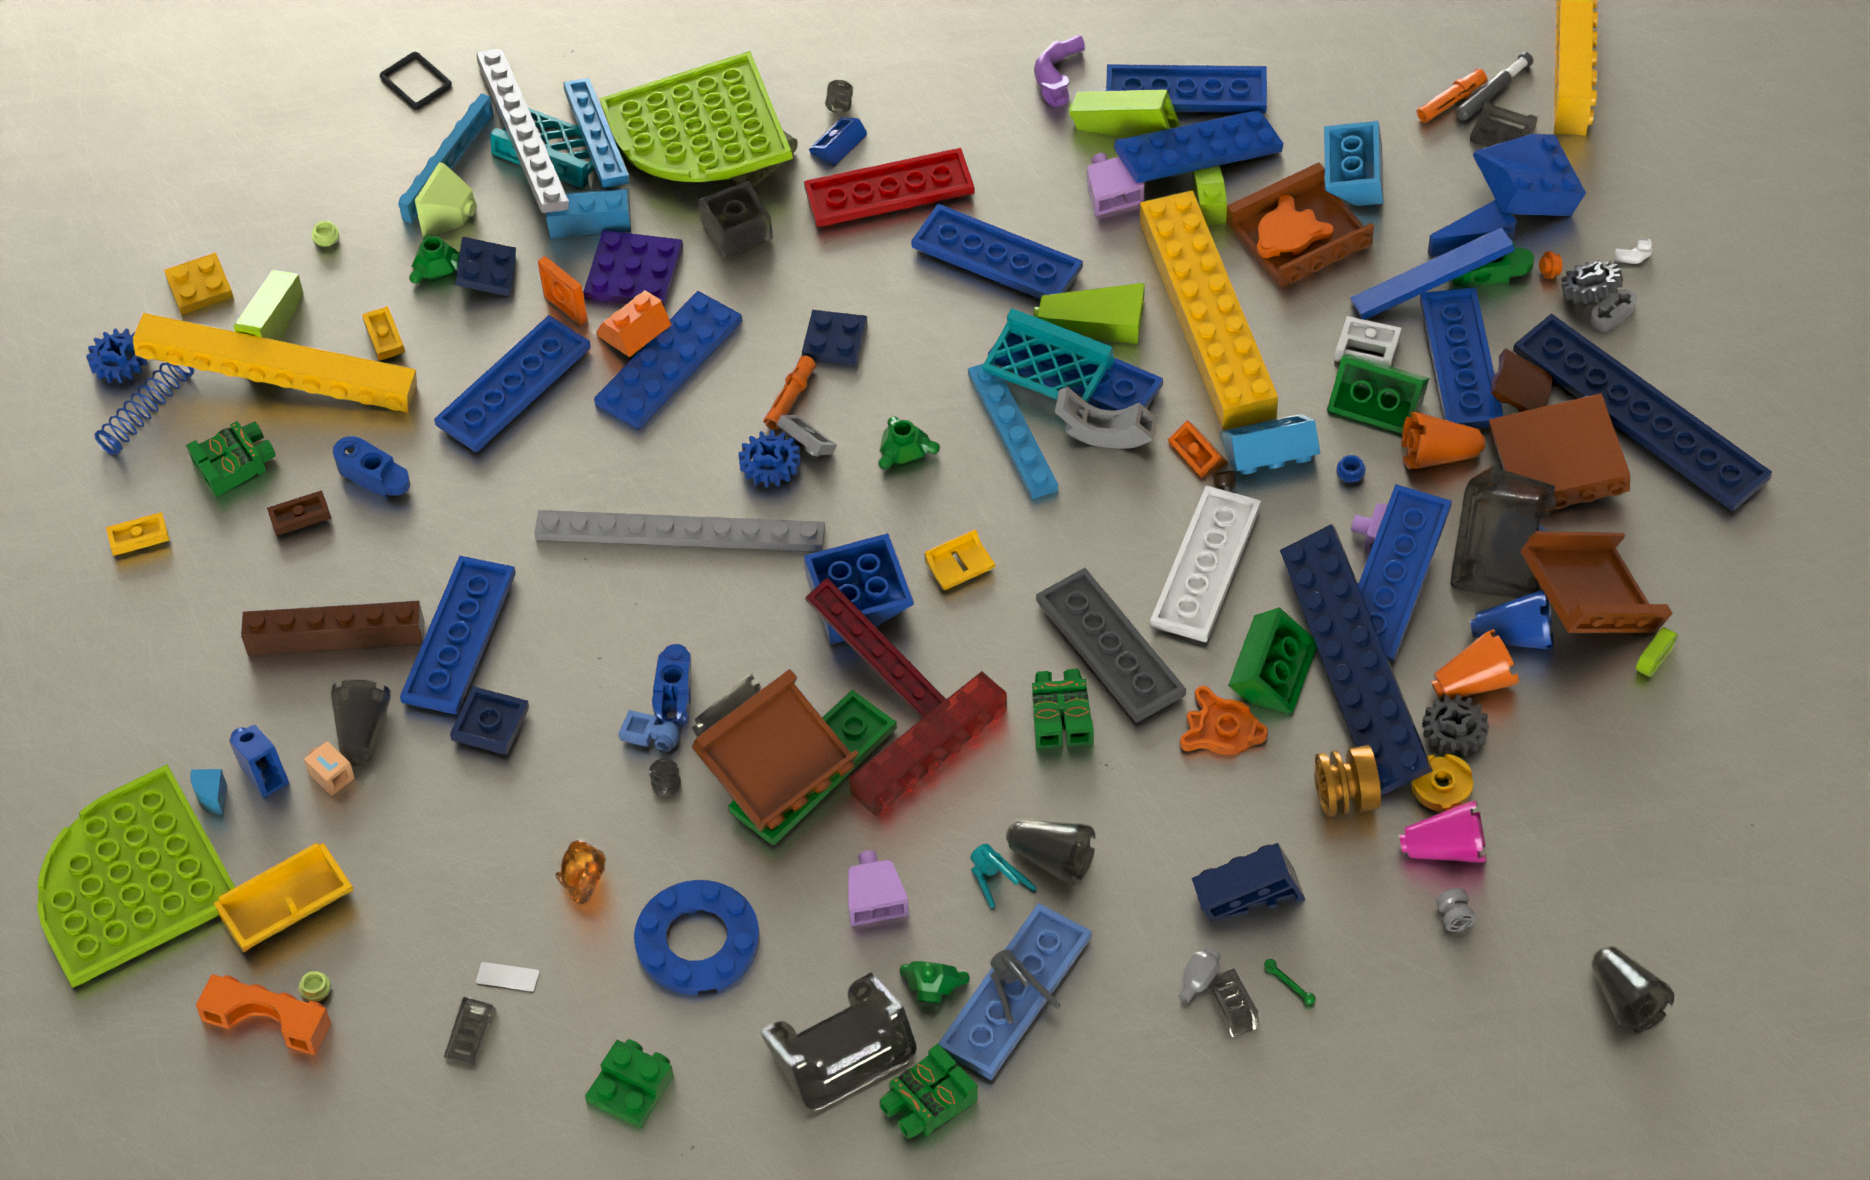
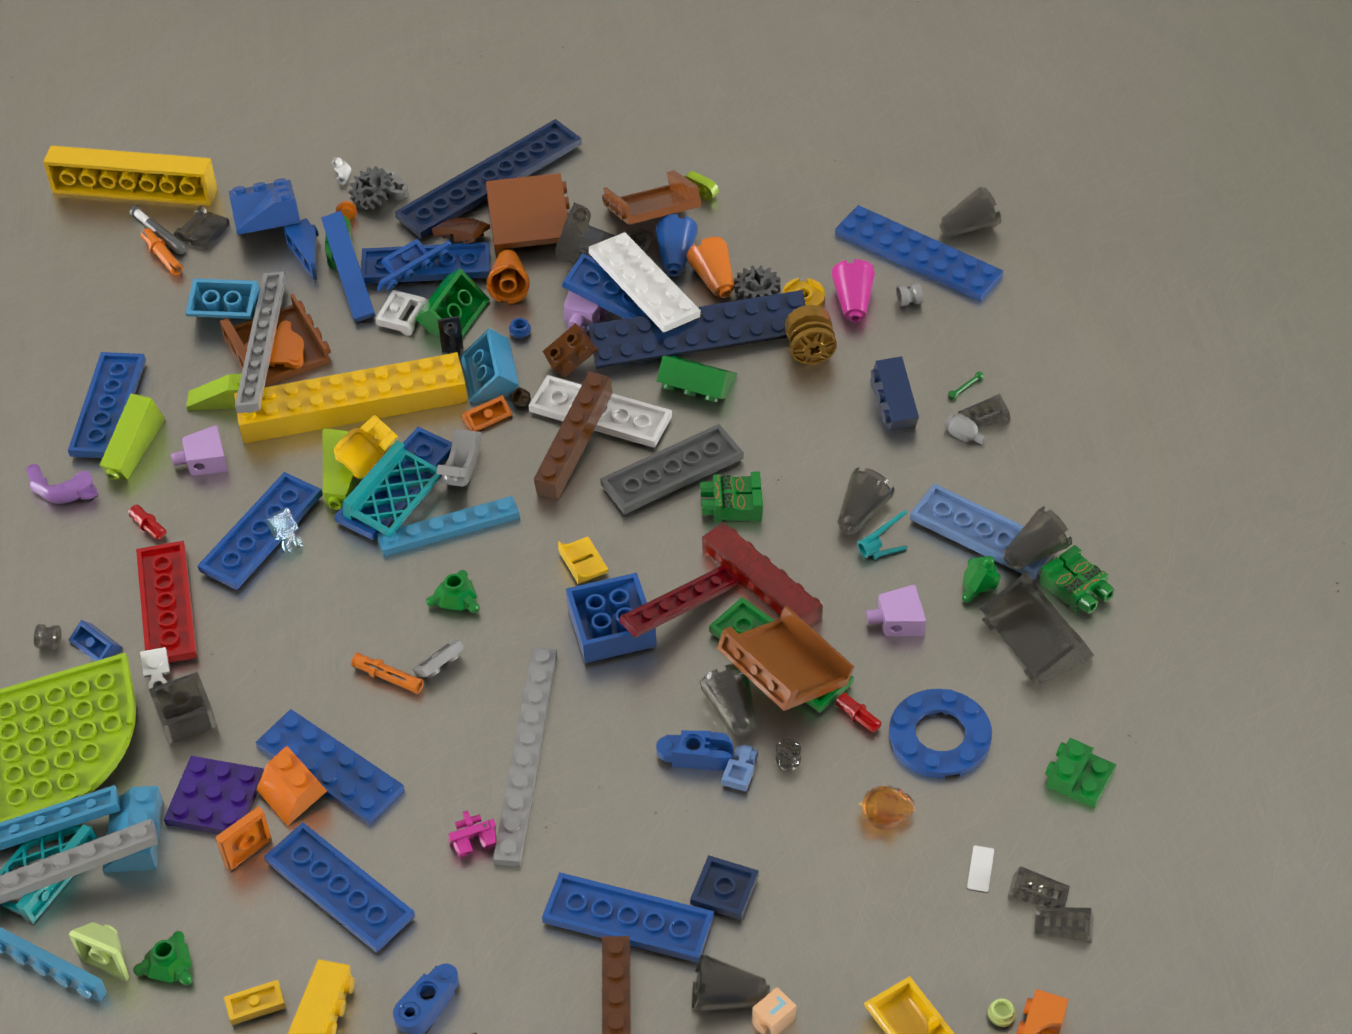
camera: 90 degrees left, 5 degrees down
(423, 1075) = (1075, 932): none -> clear smoke slope
(485, 266) = (189, 914): dark blue plate -> none
(571, 484) = (461, 838): none -> dark pink hips
(725, 849) = (858, 712): none -> red axle
(769, 458) = (460, 684): blue gear -> none
(794, 191) = (154, 665): none -> white plate
(834, 337) = (327, 644): dark blue plate -> none
(976, 1036) = (1037, 540): none -> clear smoke cone
(988, 268) = (283, 527): none -> clear light blue plate
(1006, 153) = (147, 522): none -> red axle
(1010, 969) = (975, 524): dark grey plant -> none
(1097, 315) = (362, 448): none -> yellow piece
(1146, 529) = (573, 436): none -> reddish brown brick
(1198, 146) = (179, 394): blue plate -> none
(1221, 725) = (748, 410): orange tile -> none
(1280, 201) = (260, 343): none -> light grey plate
(1295, 515) = (569, 350): none -> reddish brown brick
(1309, 391) = (450, 335): none -> black hinge
(1407, 574) = (644, 282): none -> white plate
(1443, 329) = (409, 259): none -> blue bracket
(1554, 929) = (919, 253): none -> blue plate

